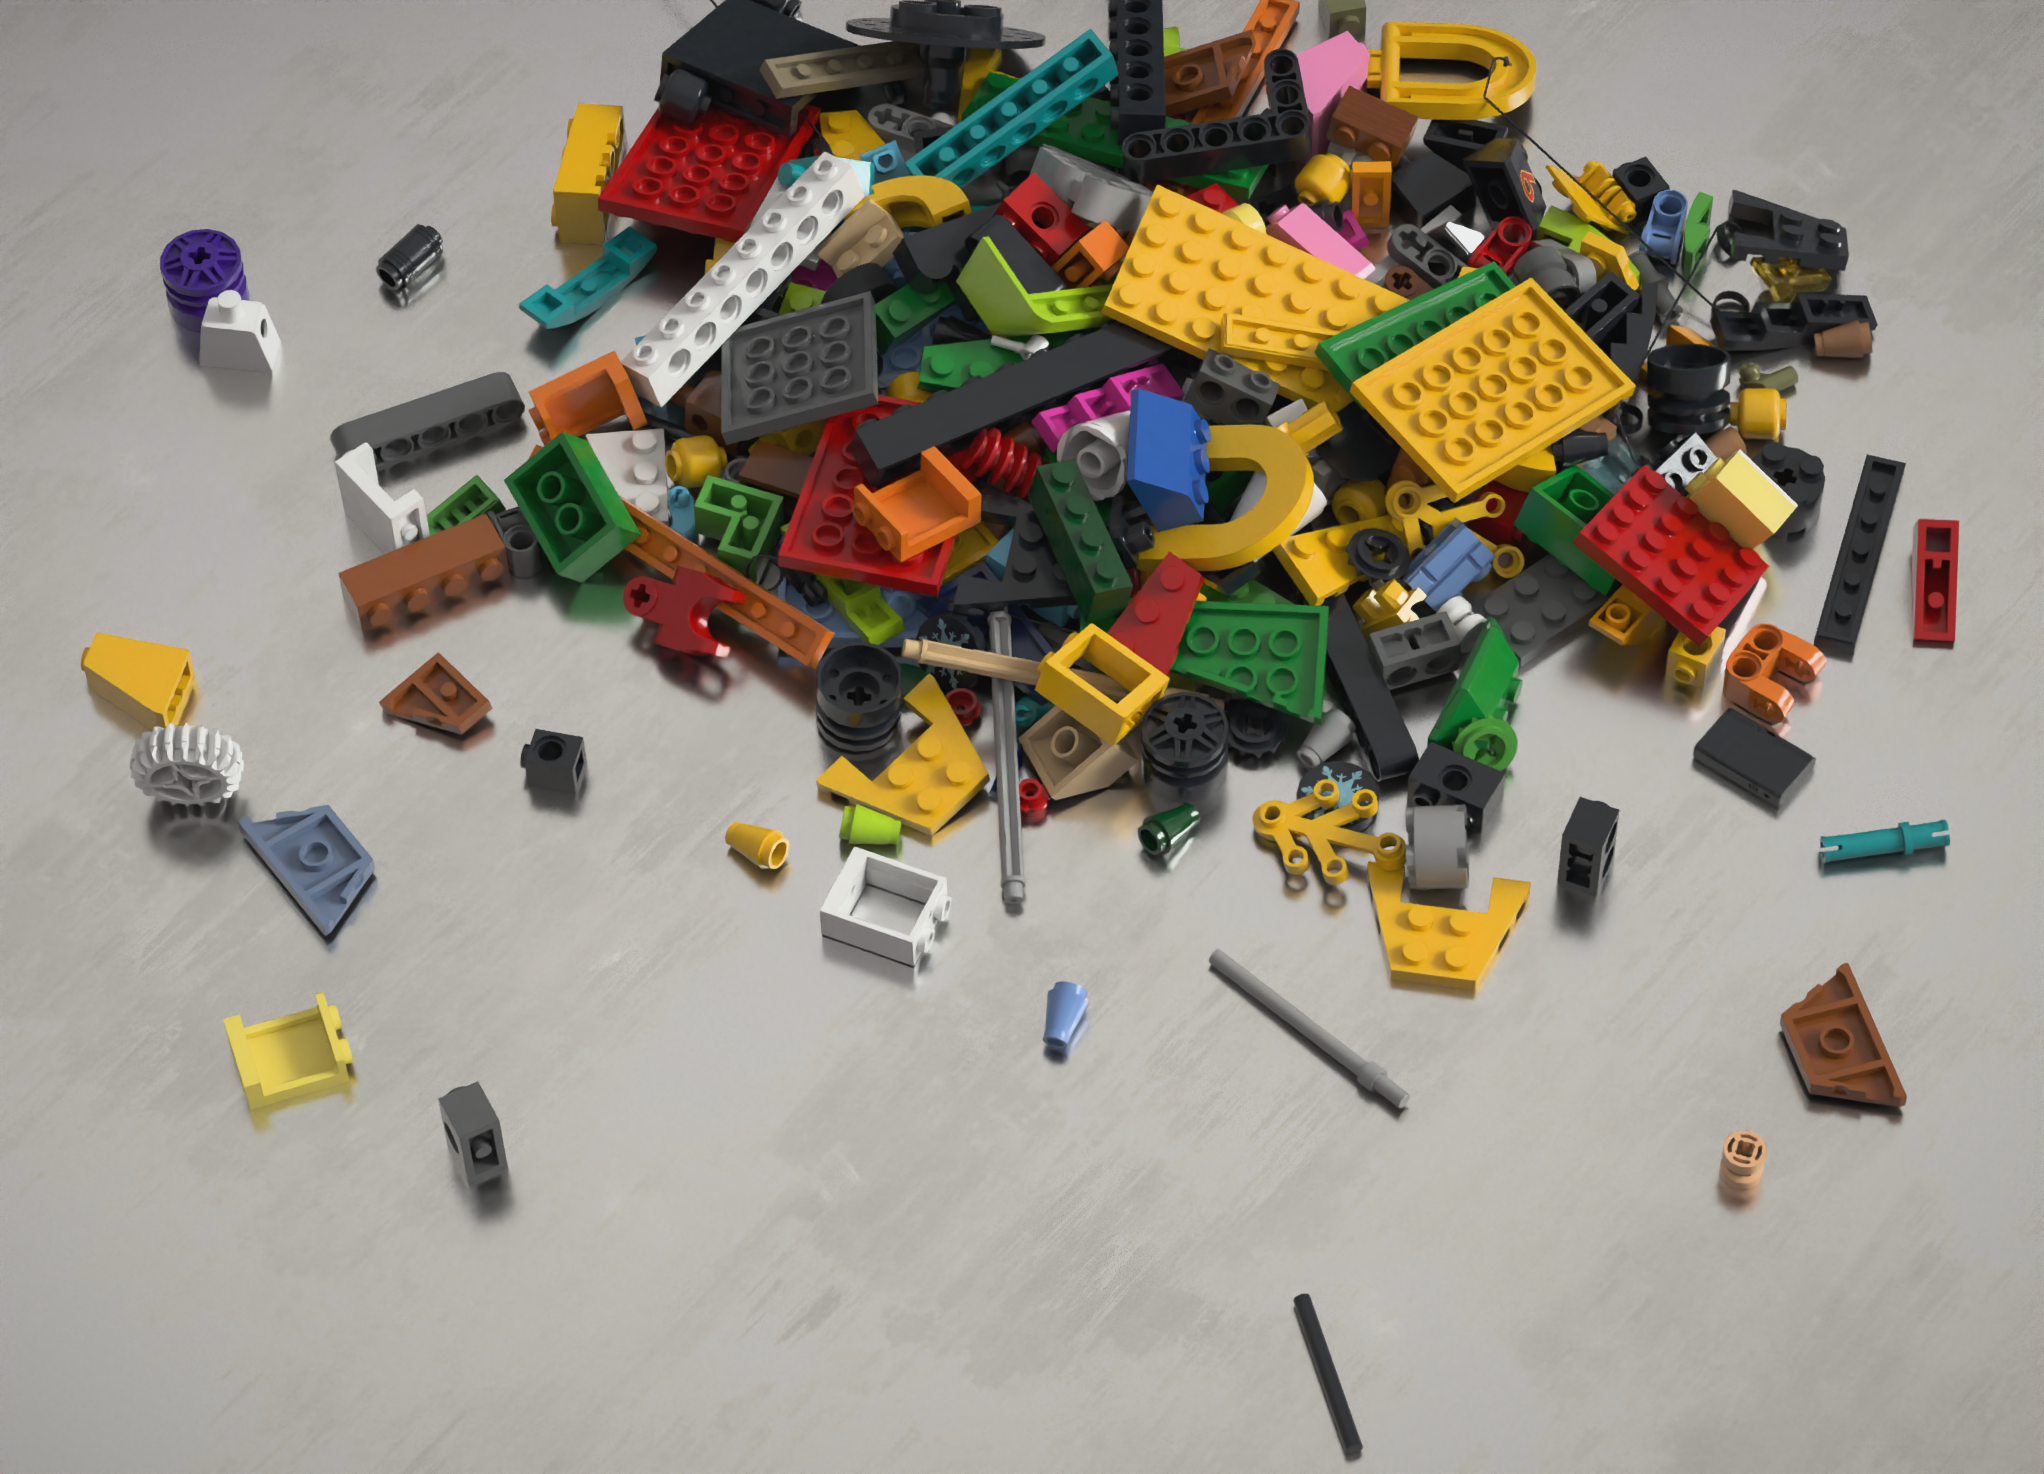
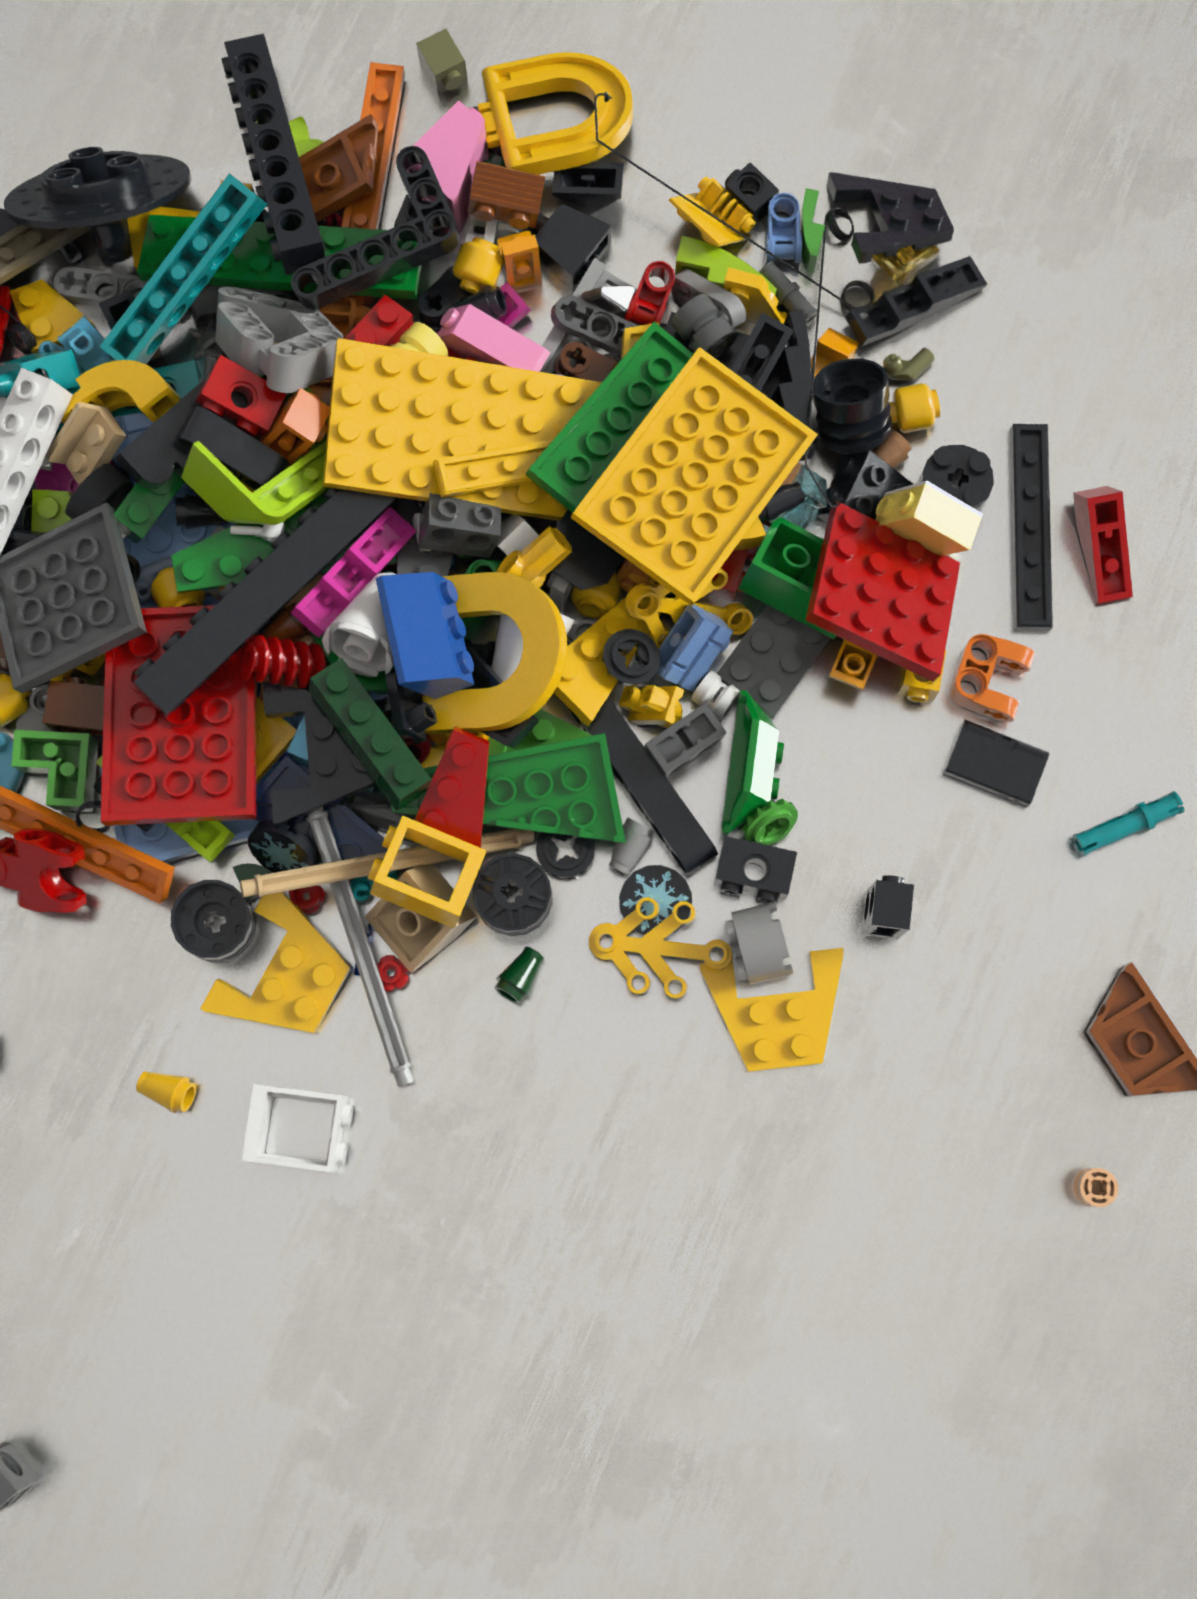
camera: 15 degrees left, 25 degrees up
(867, 826) = (259, 1045): lime cone -> none
(919, 507) = (213, 738): orange panel -> none
(1063, 1012) = (480, 1194): medium blue cone -> none
(1328, 1374) = (801, 1496): black bar -> none
(1369, 1074) = (758, 1183): light grey bar -> none
(1505, 182) = (638, 225): black slope -> none
(1845, 341) = (965, 309): medium nougat cone -> none

